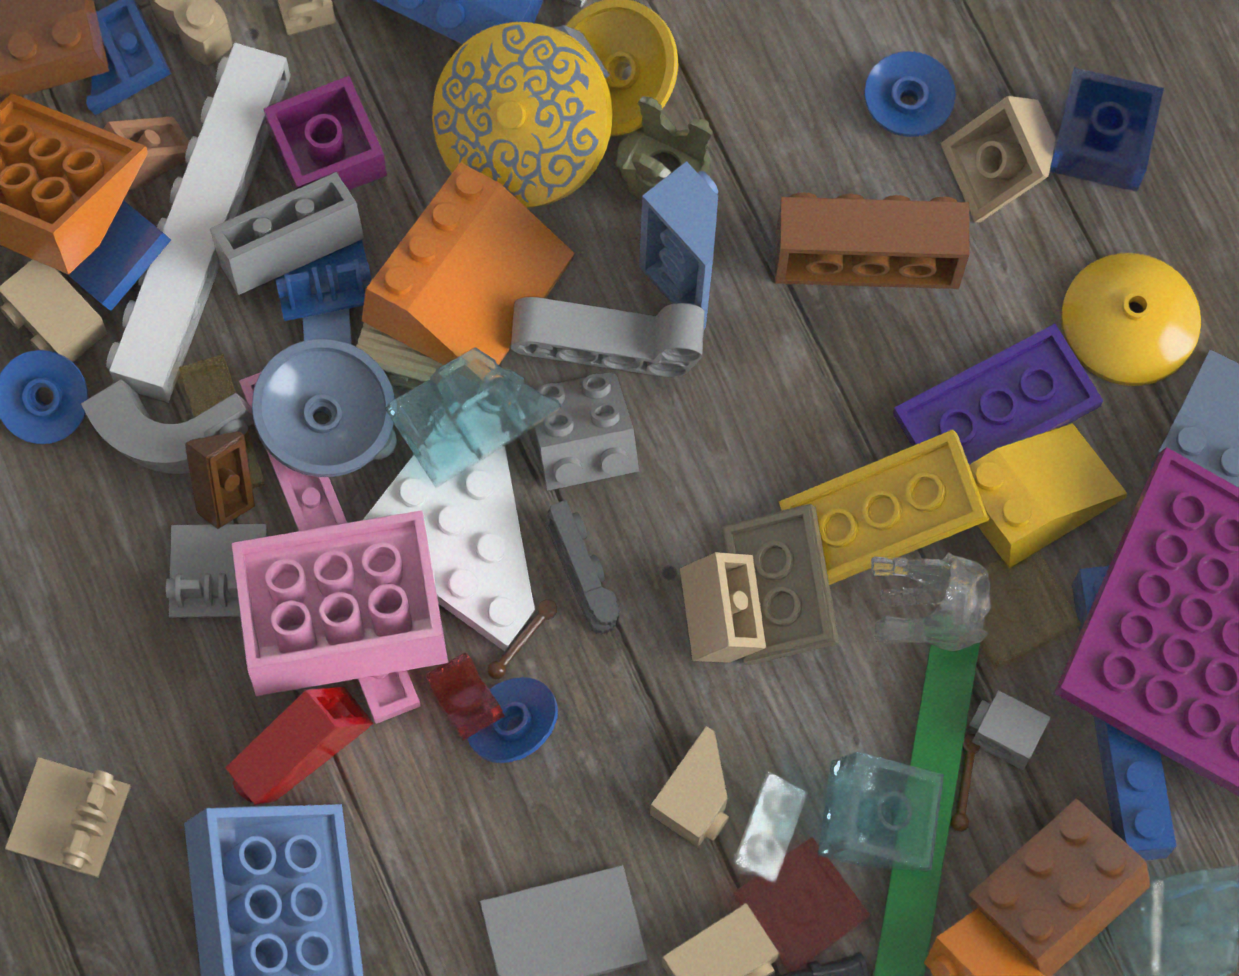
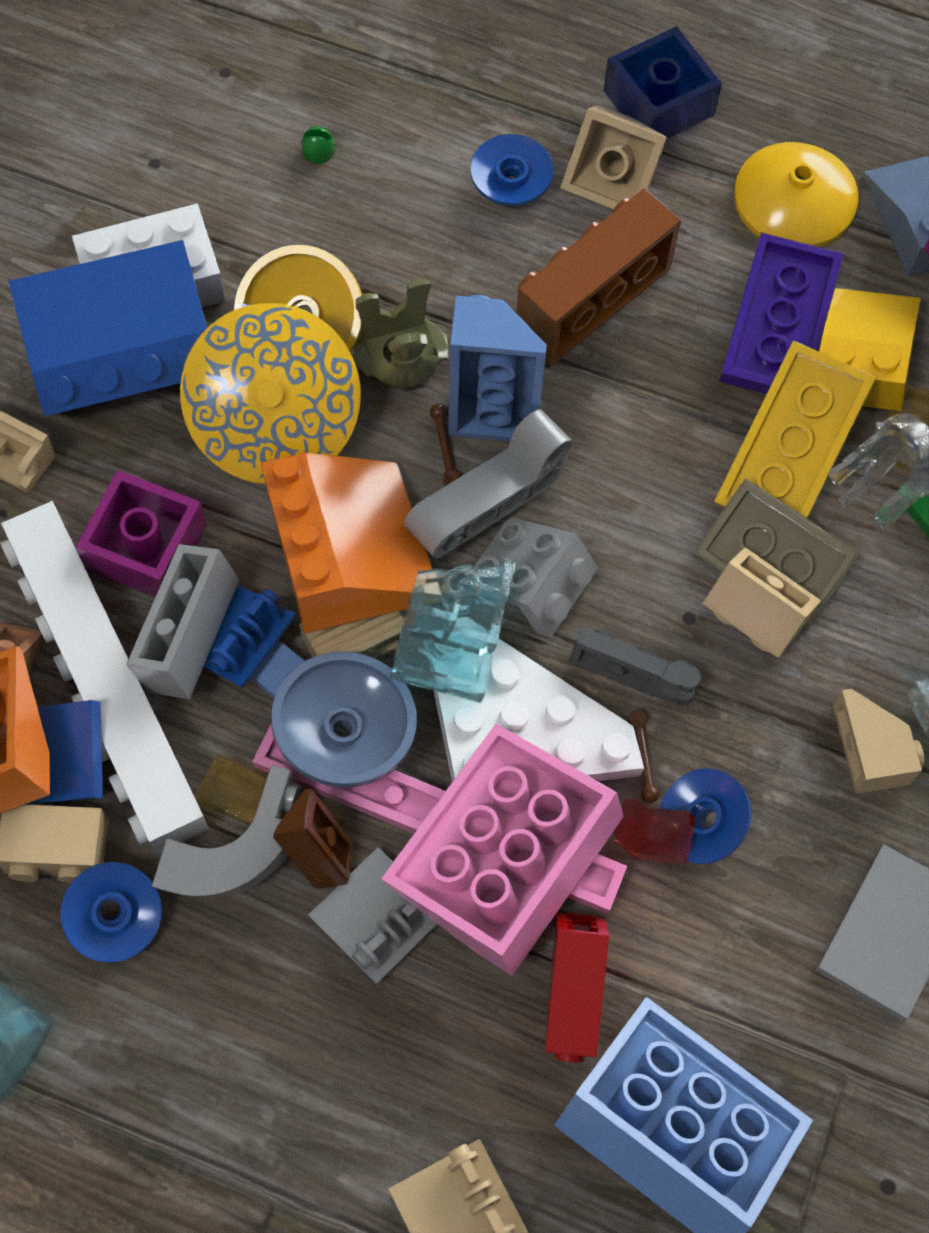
camera: 45 degrees left, 5 degrees down
(605, 300) = (438, 413): none -> reddish brown hinge

